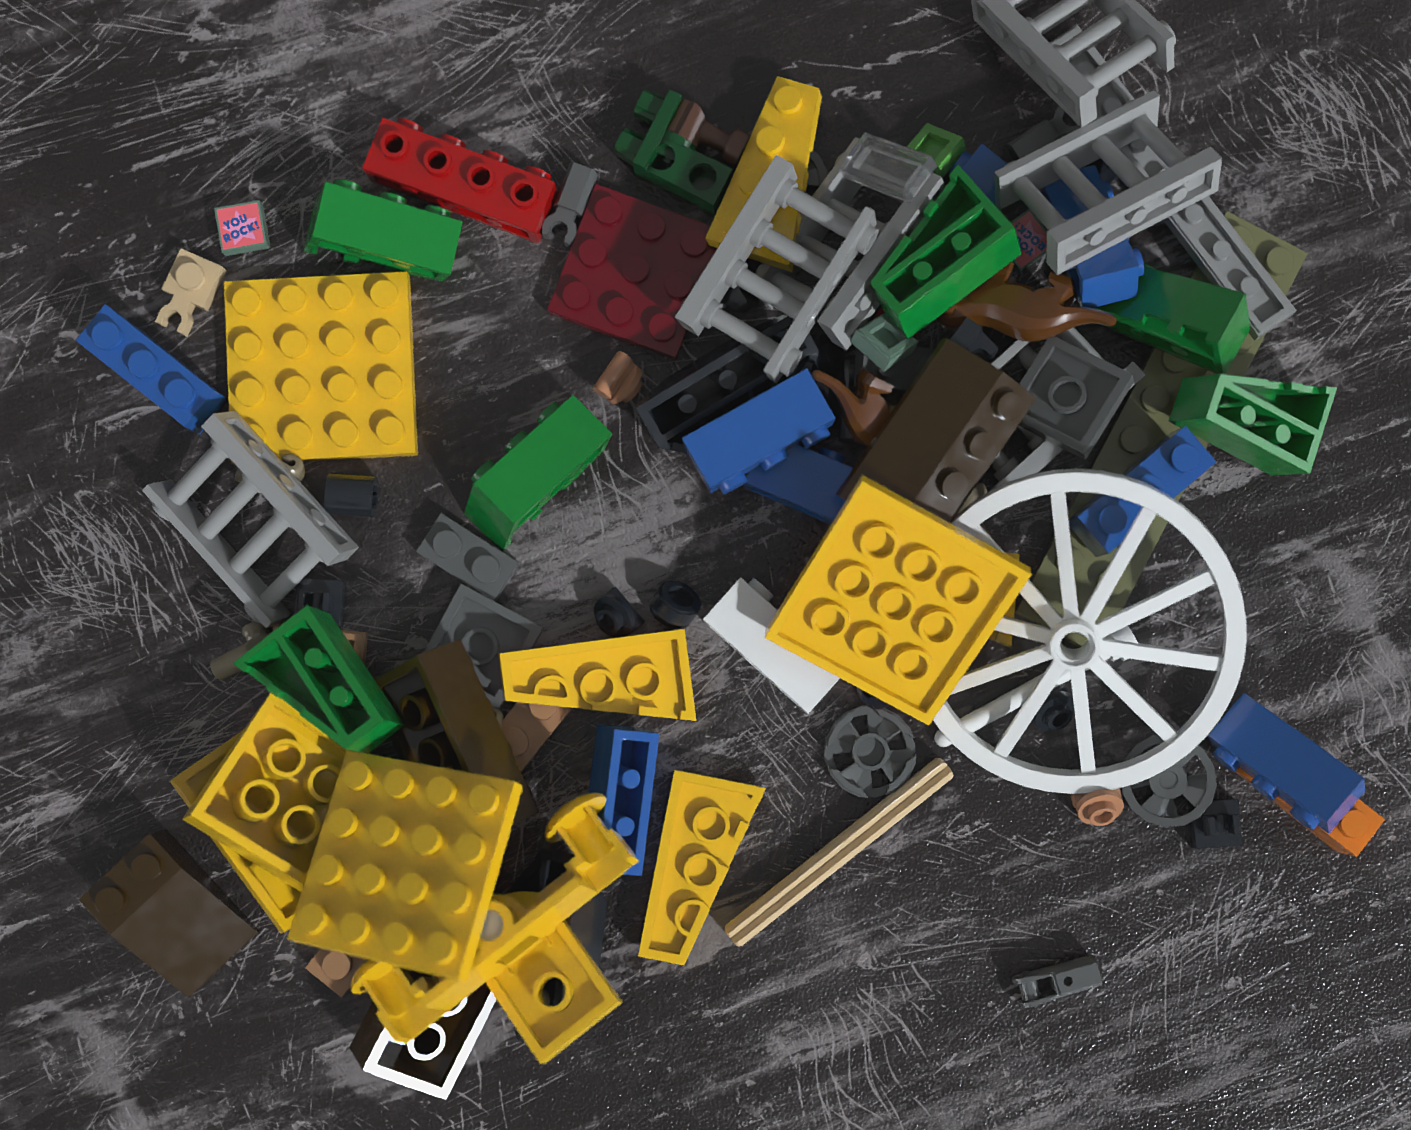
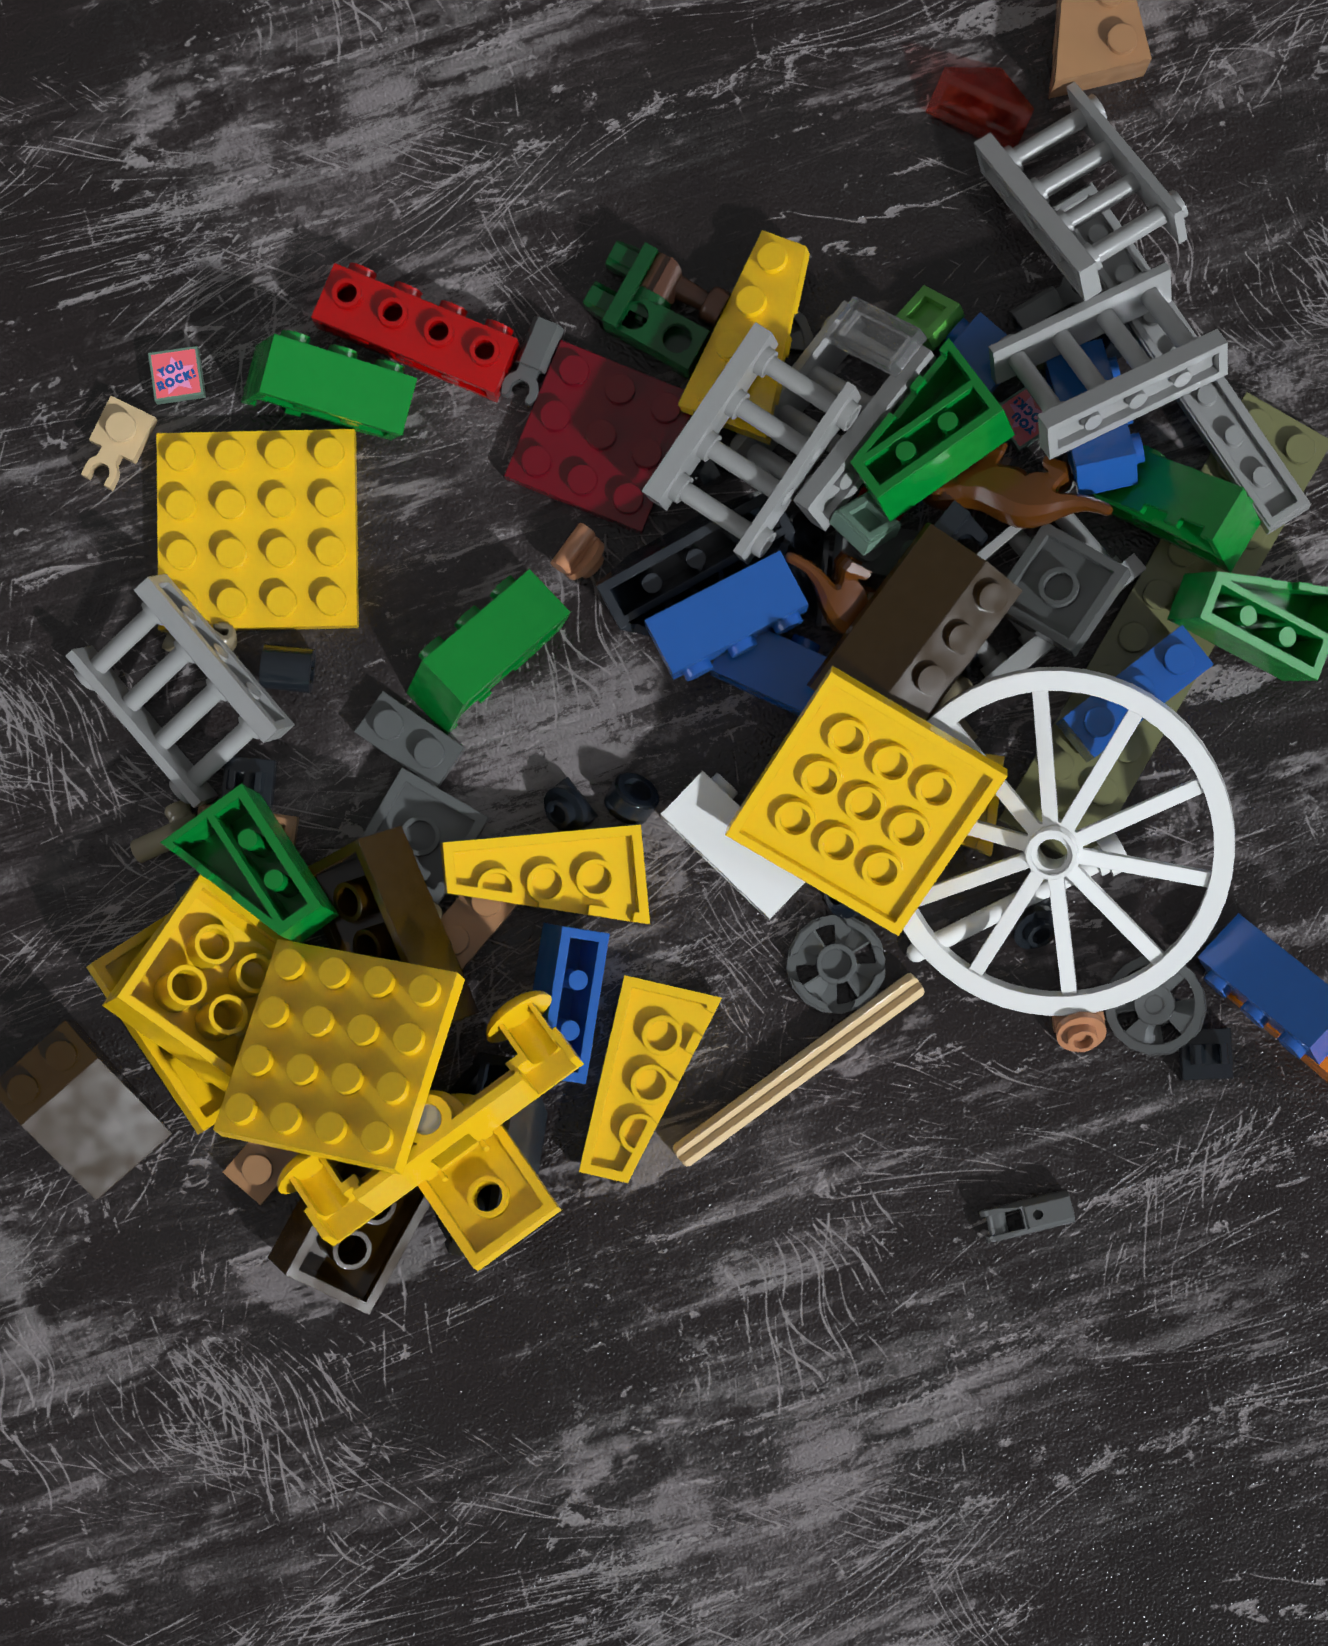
camera: 10 degrees right, 0 degrees up
(151, 369) = (78, 526): blue brick -> none

